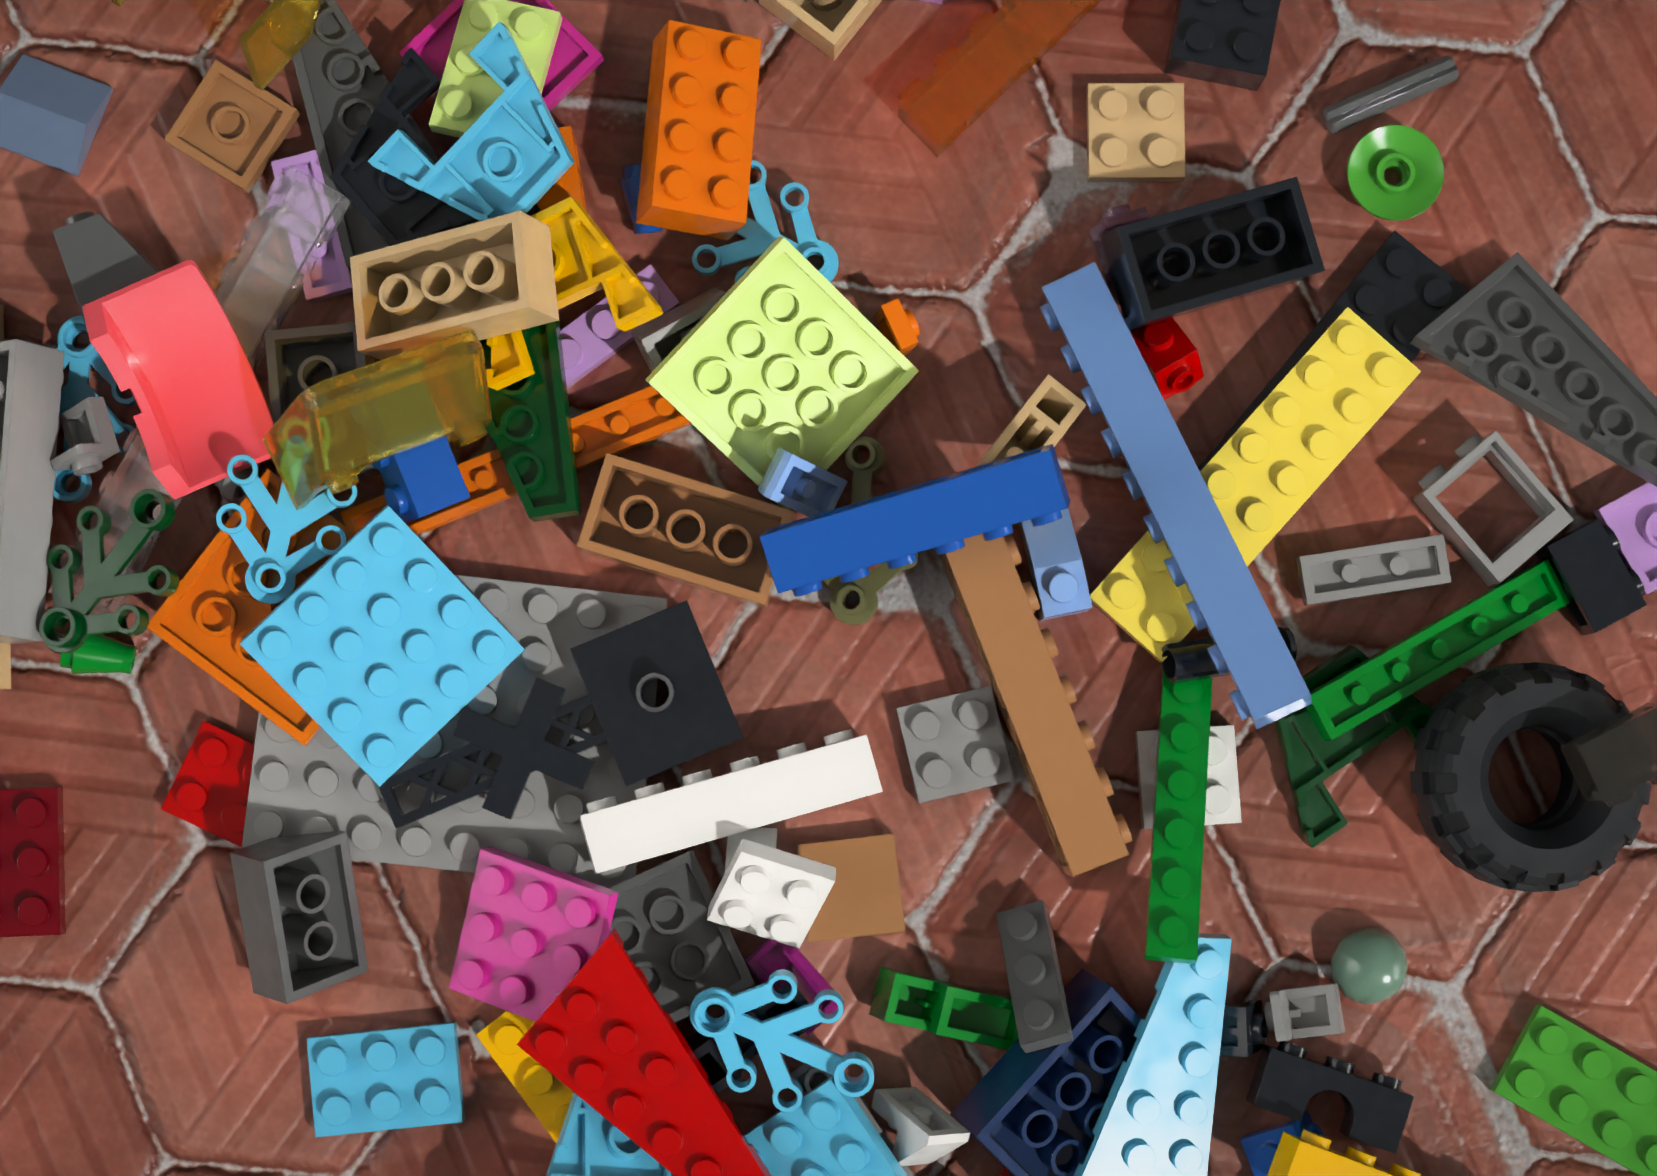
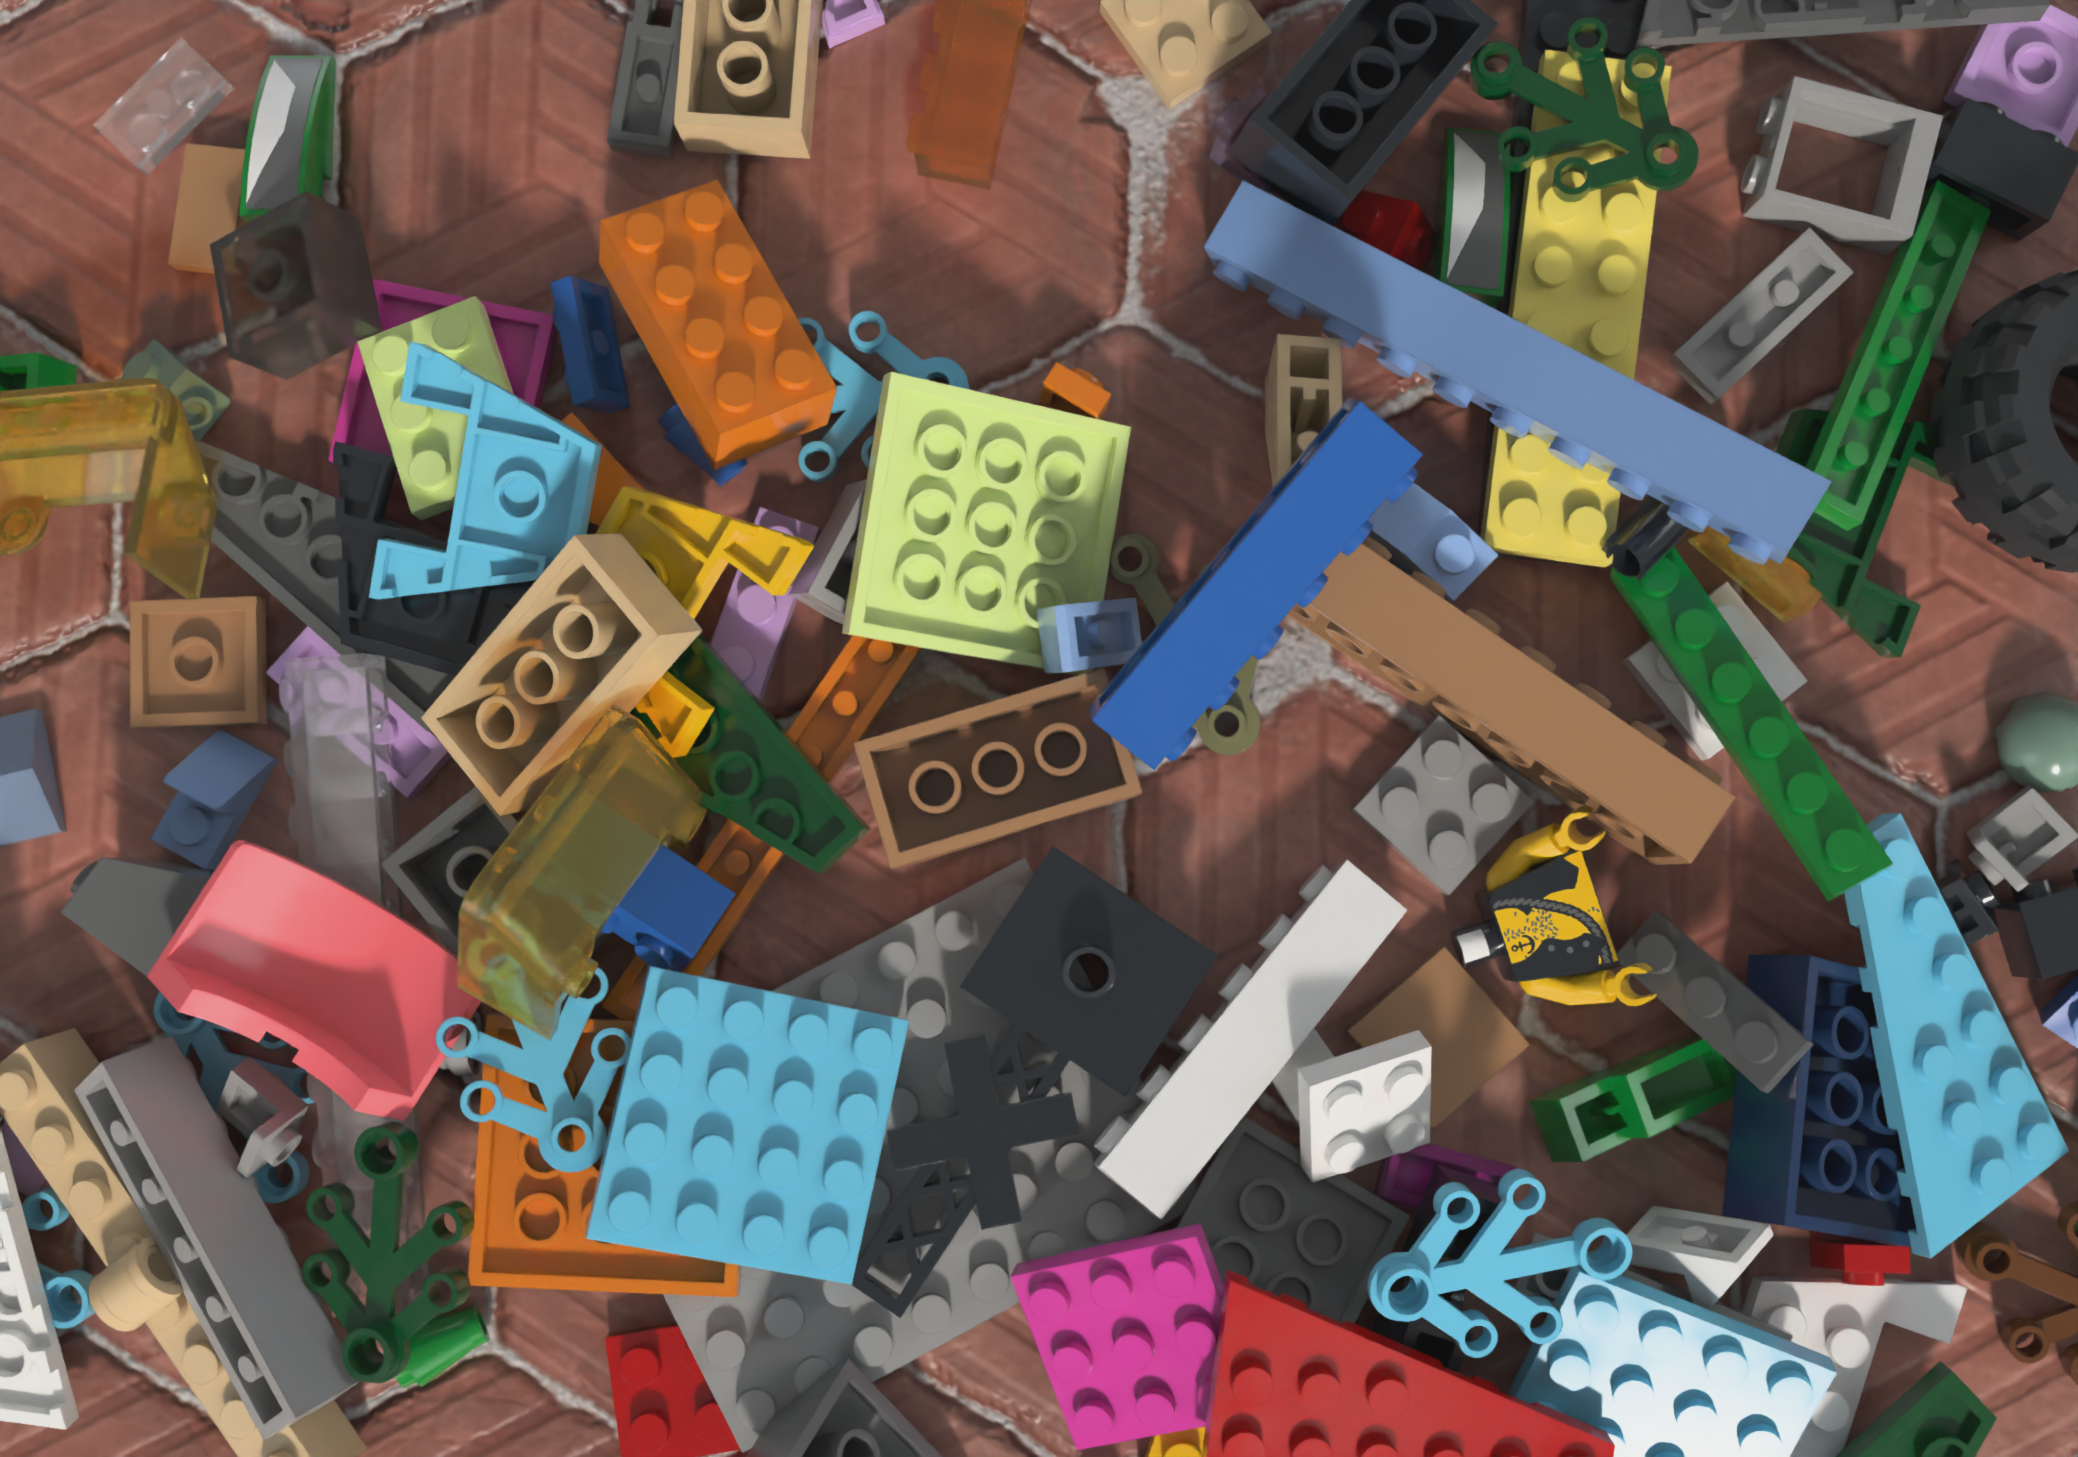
camera: 30 degrees left, 0 degrees up
(185, 218) = (212, 797): none -> medium blue slope
(612, 89) = (589, 345): none -> blue plate
(968, 860) = (1548, 921): none -> torso
(1231, 382) = (1472, 215): none -> slope
(1264, 747) = (1778, 587): none -> clear yellow plate
(1341, 372) = (1590, 119): none -> dark green plant

